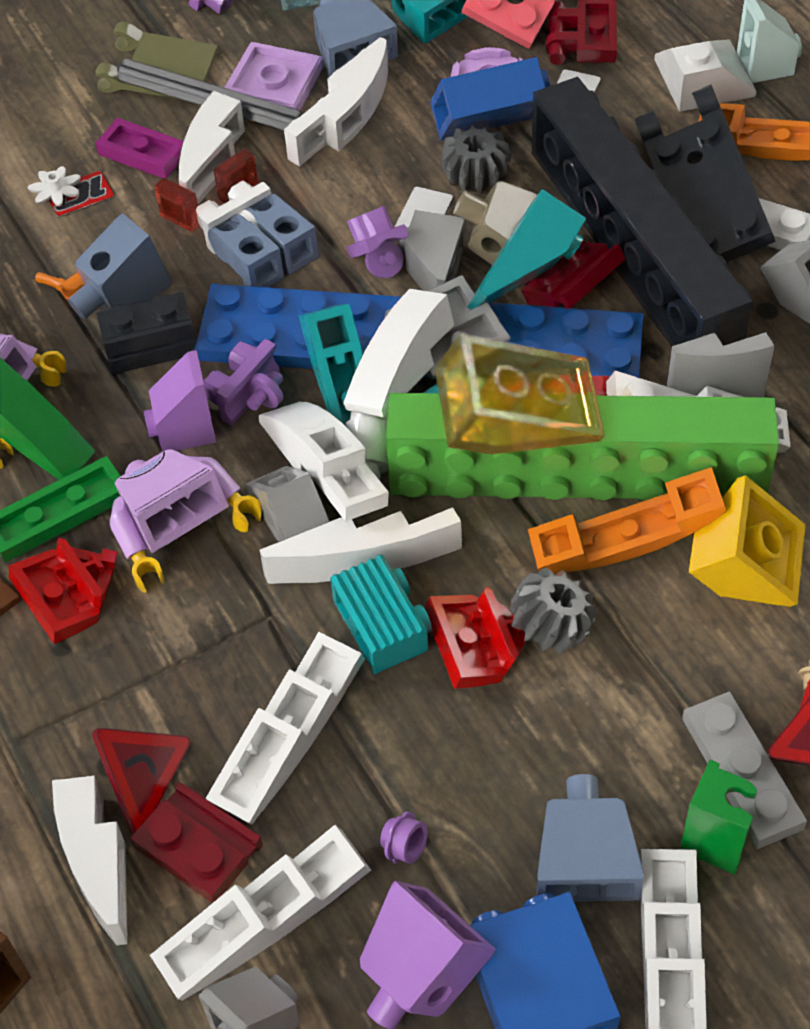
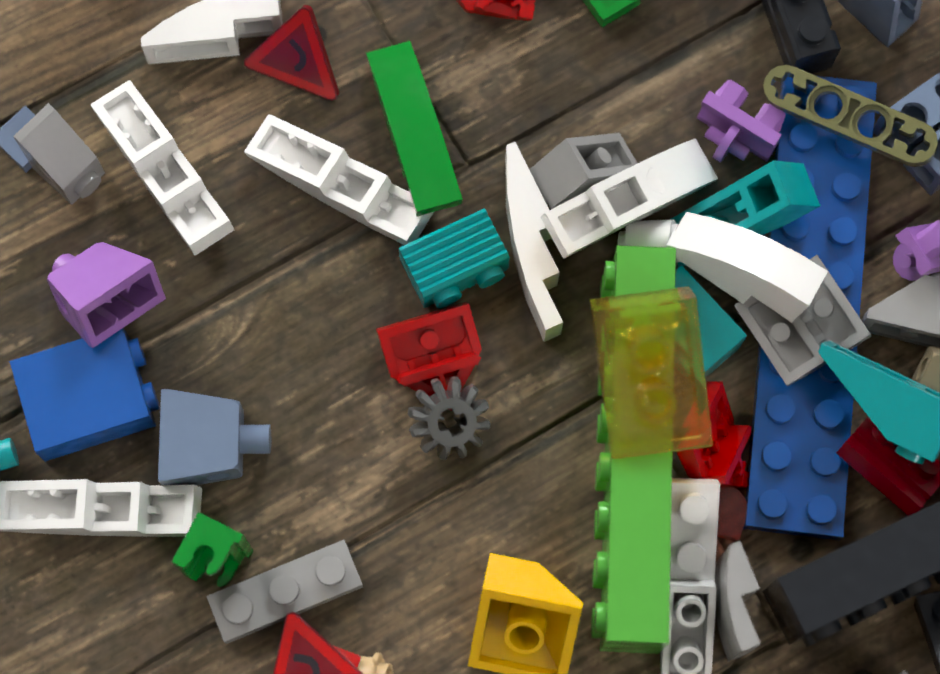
camera: 85 degrees right, 20 degrees up
(169, 498) = (581, 55): lavender torso -> none
(180, 407) = (695, 62): medium lavender slope -> none
(196, 842) = (232, 110): dark red plate -> none
(233, 649) = (414, 128): none -> green slope
(247, 285) = (853, 108): none -> olive beam
(404, 838) = (224, 283): medium lavender plate -> none
(630, 531) = (549, 496): orange slope -> none

